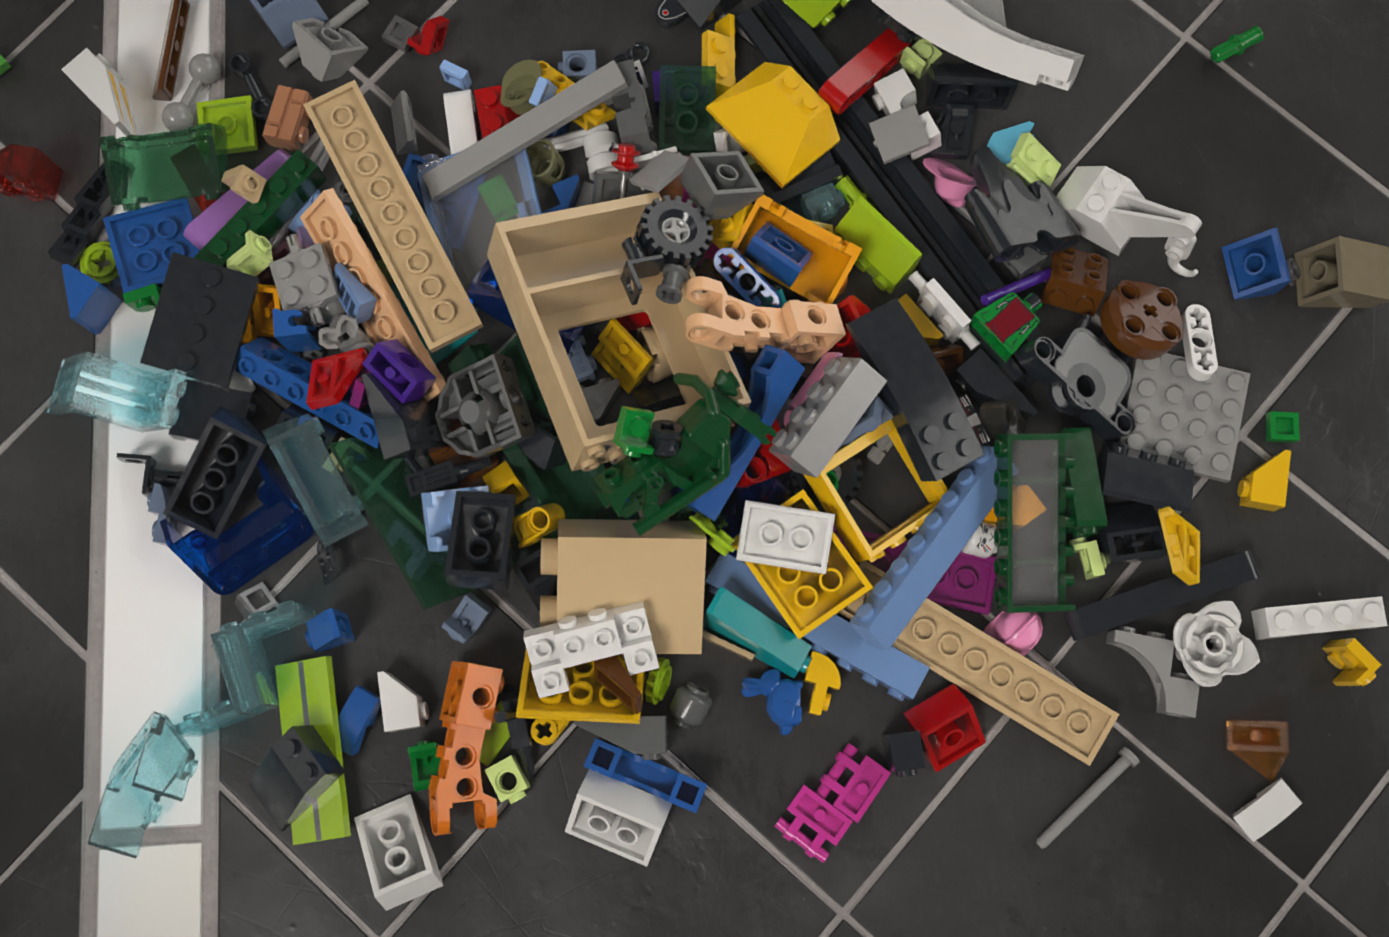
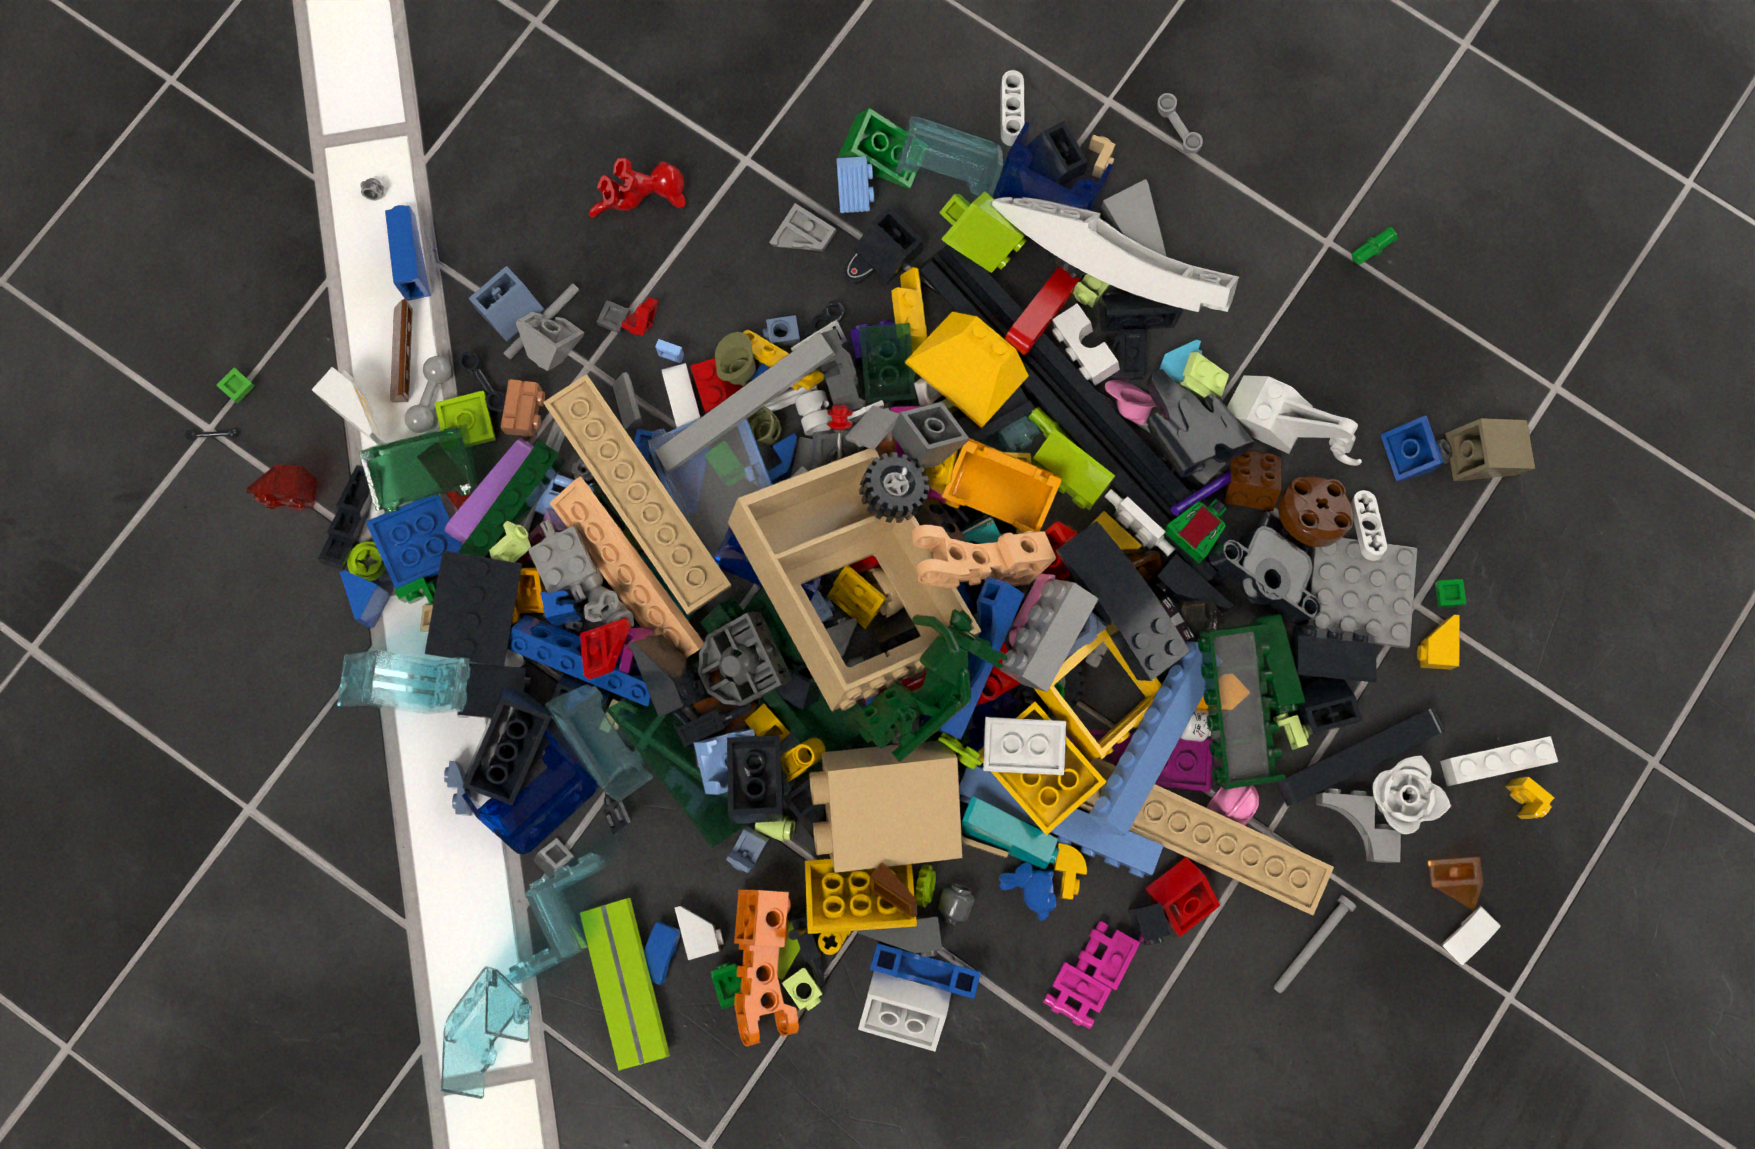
camera: 10 degrees left, 0 degrees up
(151, 473) = (446, 753): black bracket -> none
(244, 182) = (496, 478): tan bracket -> none
(295, 774) = (613, 1008): black slope -> none
(329, 630) = (624, 875): blue slope -> none
(355, 297) = (610, 572): medium blue slope -> none
(397, 853) = (713, 1065): white slope -> none
(399, 370) = (661, 635): dark purple brick -> none
(505, 601) = (780, 830): none -> yellowish green cone
(542, 91) = (756, 365): light blue tile -> none
(588, 639) = (863, 857): white bracket -> none
(634, 431) = (885, 673): green bracket -> none
(638, 267) = (868, 522): black bracket -> none
(665, 437) = (912, 674): black wheel -> none
(672, 283) = (899, 533): dark grey bush -> none
(739, 260) = (953, 500): beam -> none
(778, 253) = (986, 489): blue slope -> none
(899, 134) = (1081, 365): light grey piece -> none
(1182, 545) = (1372, 710): yellow wing -> none

